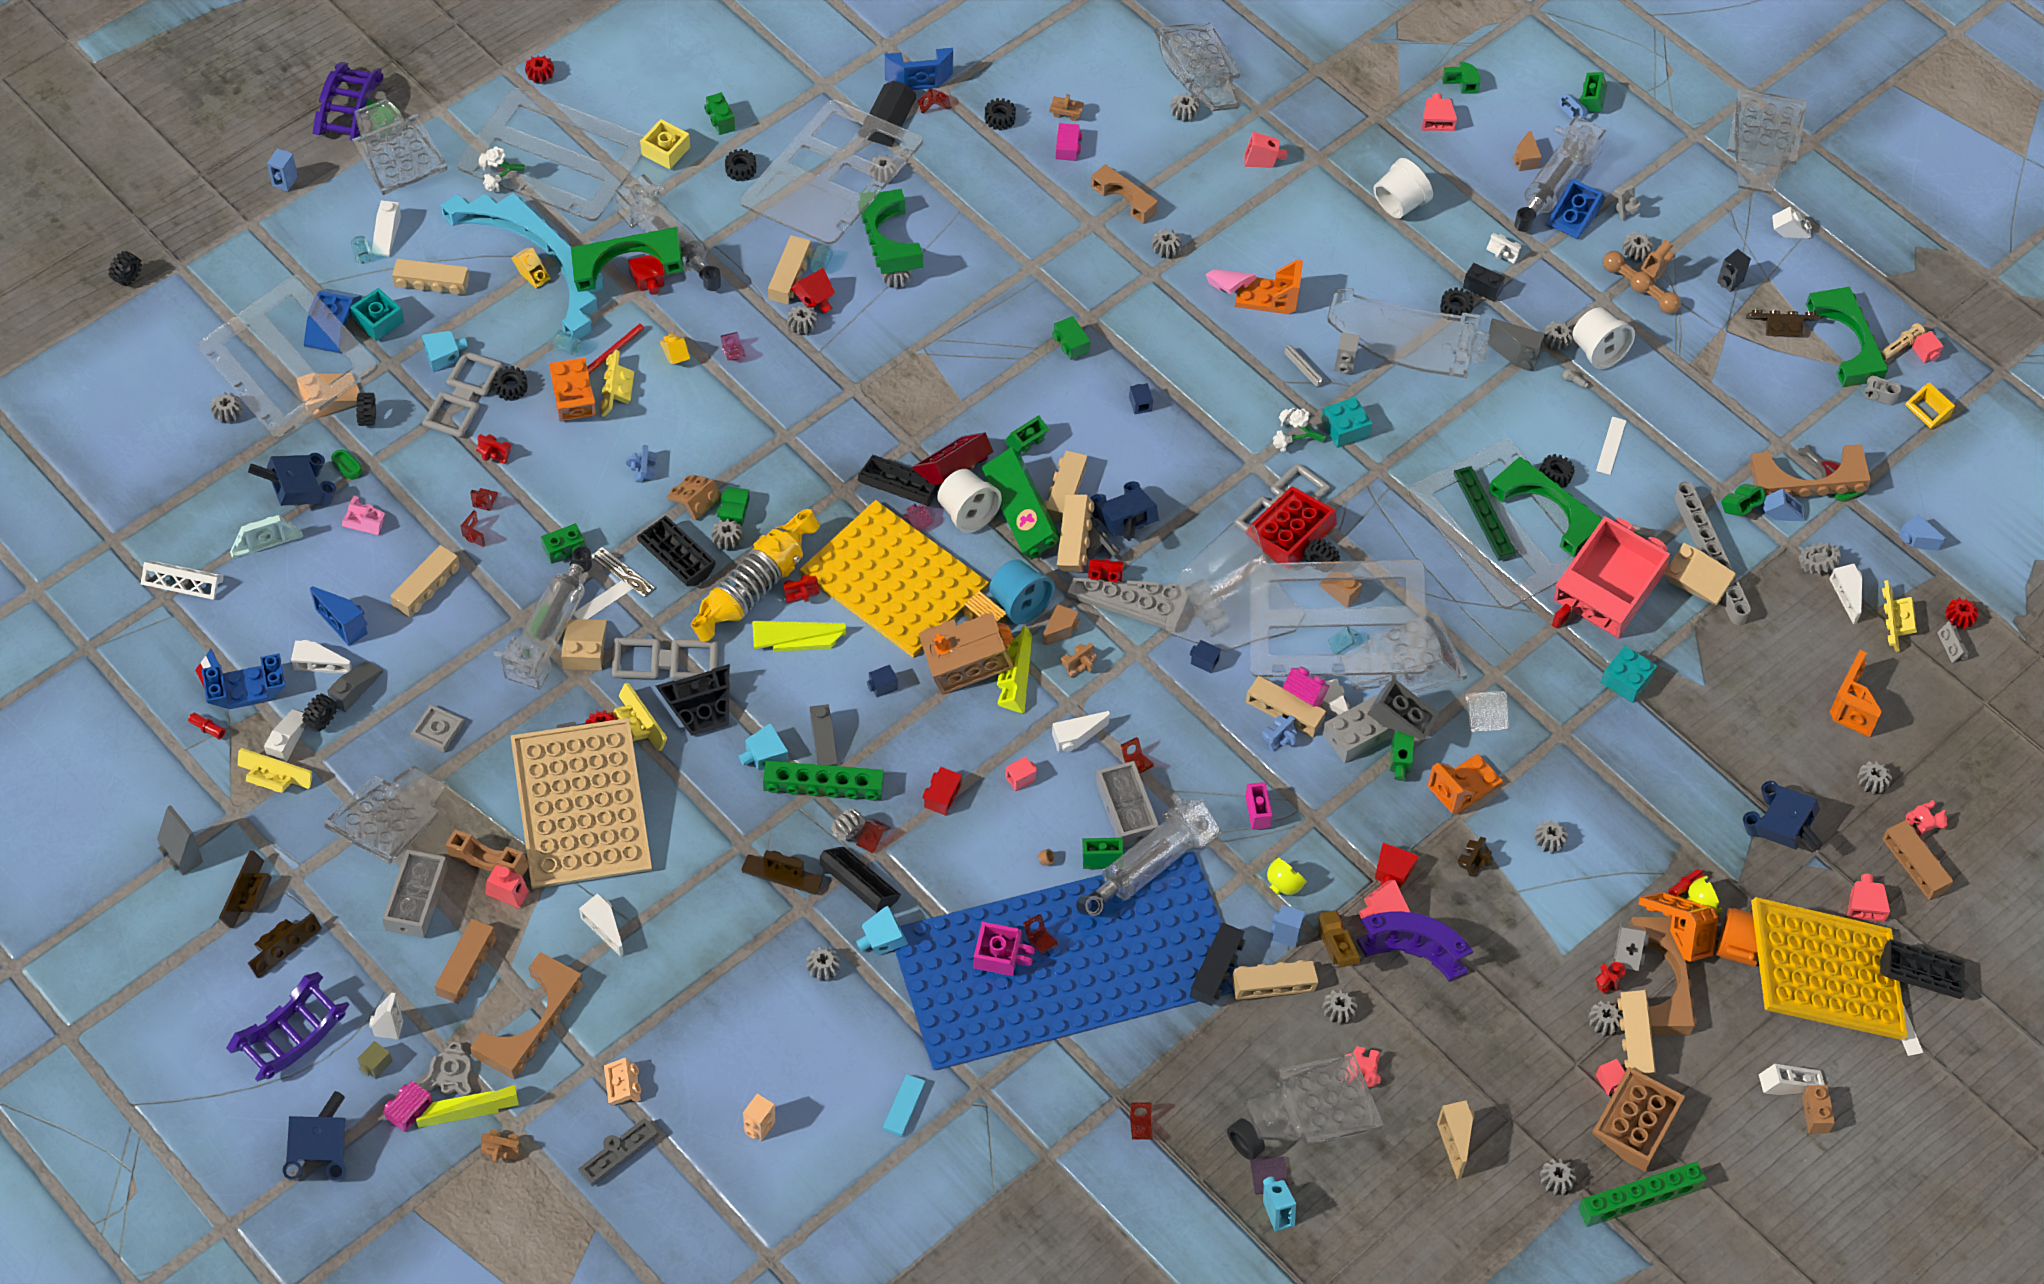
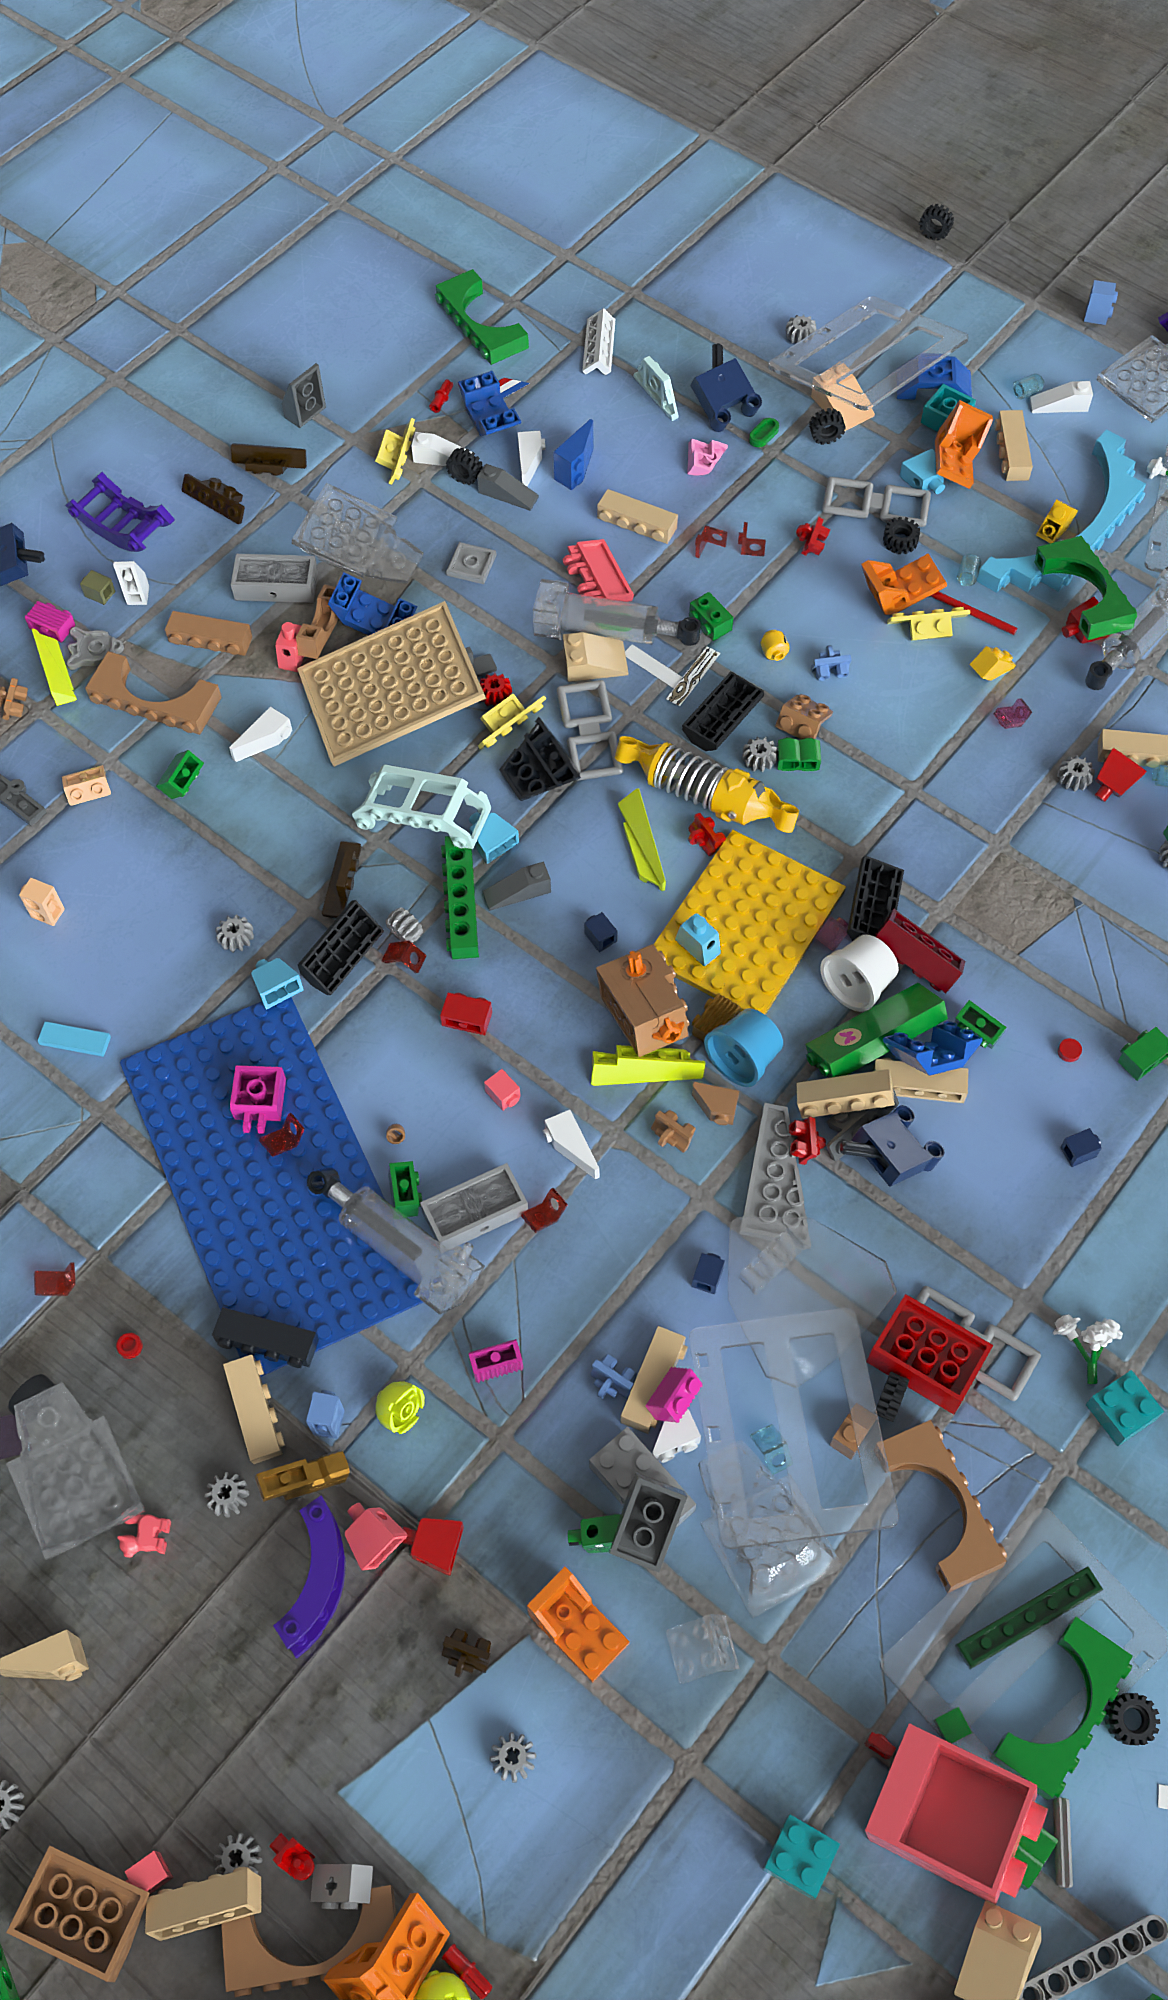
camera: 85 degrees right, 5 degrees up
(73, 695) = (492, 342): none -> green arch
(413, 302) = (960, 442): none -> orange bracket
(484, 622) = (598, 571): none -> coral hinge
(488, 809) = (363, 610): none -> blue slope
(610, 501) = (774, 645): none -> yellow head
(636, 994) = (180, 774): none -> green brick
(713, 778) = (424, 781): none -> light aqua windscreen
(912, 605) = (696, 936): none -> medium azure torso
(1046, 464) = (947, 1051): none -> blue slope
(1055, 387) = (1069, 1050): none -> red tile
(1203, 1074) = (129, 1345): none -> red tile
(1435, 529) = (978, 1551): none -> medium nougat arch
(1551, 572) = (952, 1726): none -> green tile

